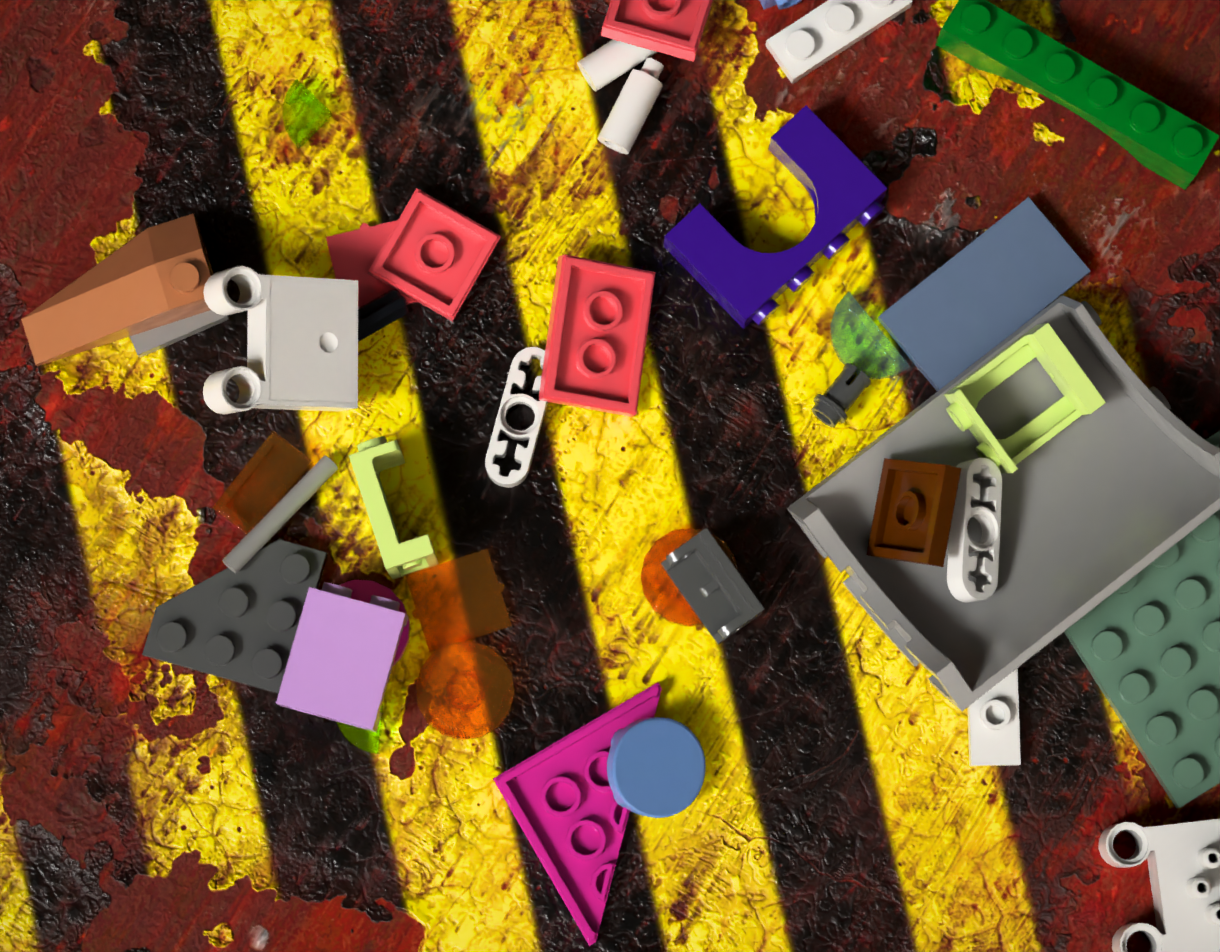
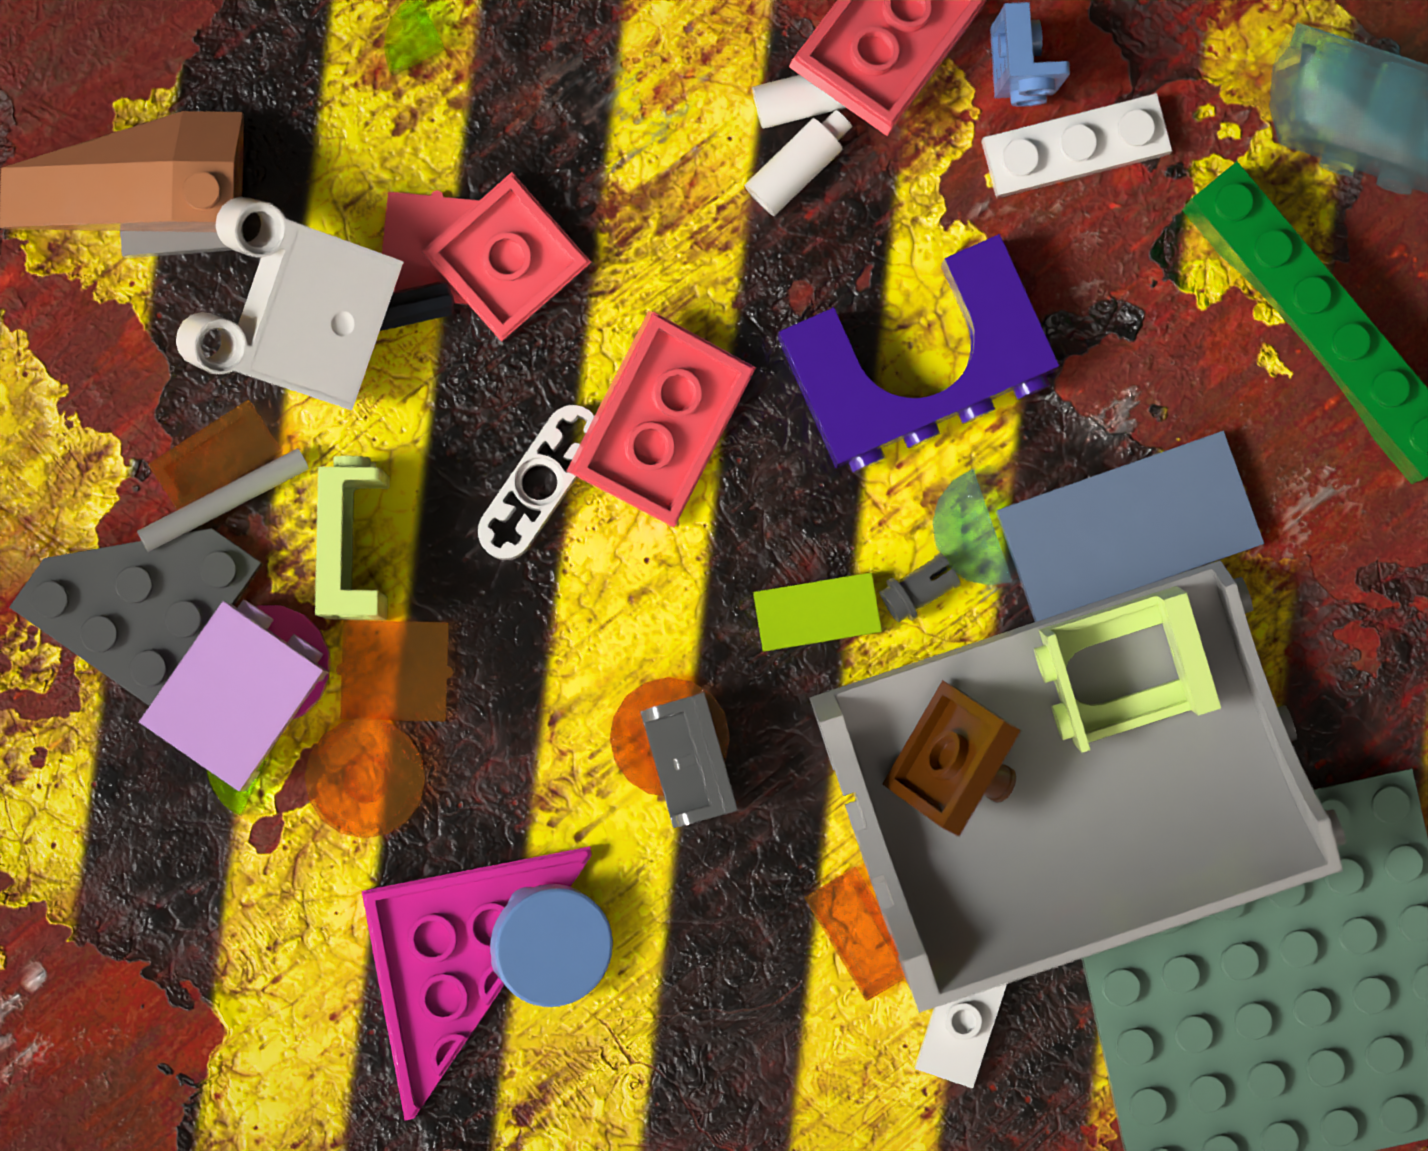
camera: 20 degrees right, 5 degrees up
(768, 442) = (817, 612): none -> lime tile
(889, 676) = (857, 932): none -> clear orange tile
(960, 544) = (991, 812): white beam -> none

